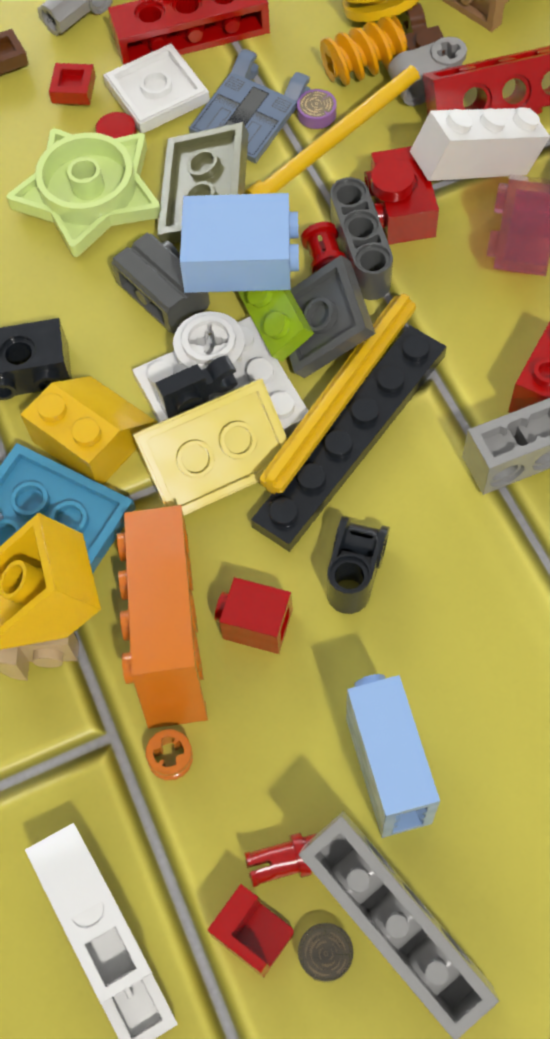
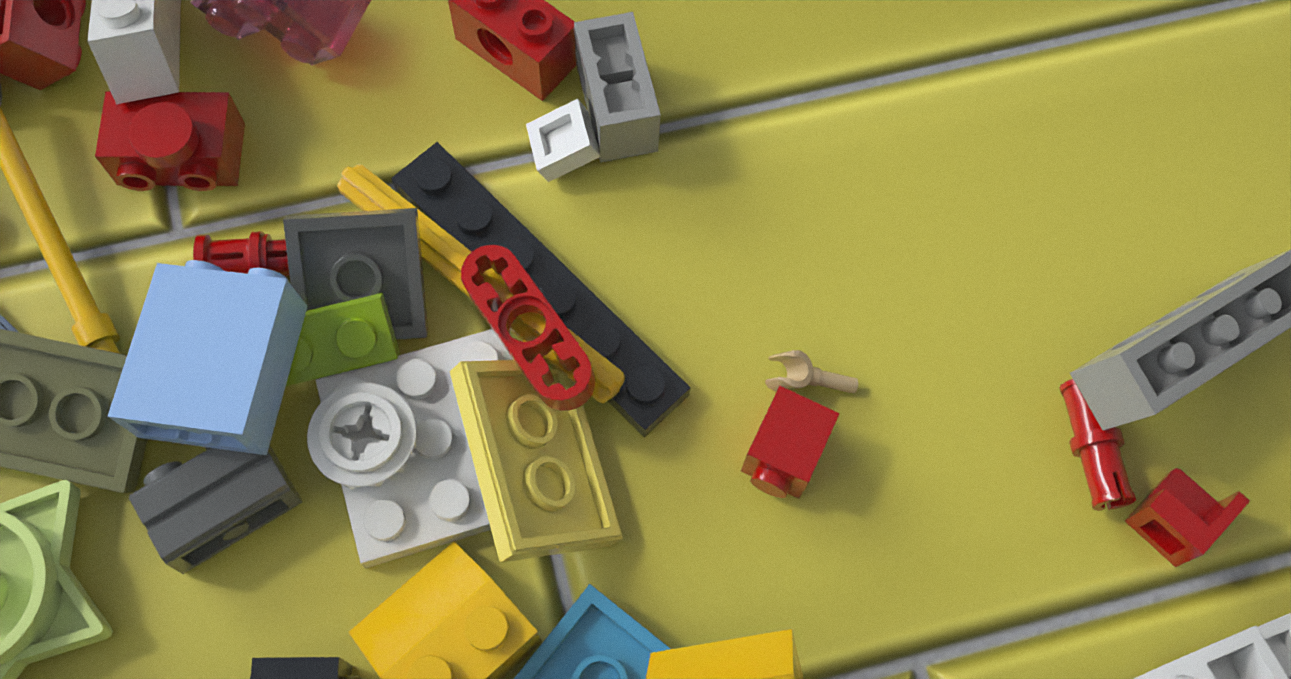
camera: 90 degrees left, 5 degrees up
(155, 748) = (967, 570): orange bush -> none
(160, 617) = (768, 559): orange wedge -> none
(195, 385) = (447, 474): black plate -> none
(292, 435) = (501, 316): none -> red beam
(316, 630) = (802, 373): none -> tan hand
(325, 952) = (1201, 437): clear smoke tile -> none
(355, 557) = (721, 303): black piece -> none
(361, 236) = (205, 193): dark grey beam -> none
(391, 755) = (1010, 307): light blue brick -> none
(458, 419) = (563, 140): none -> white plate

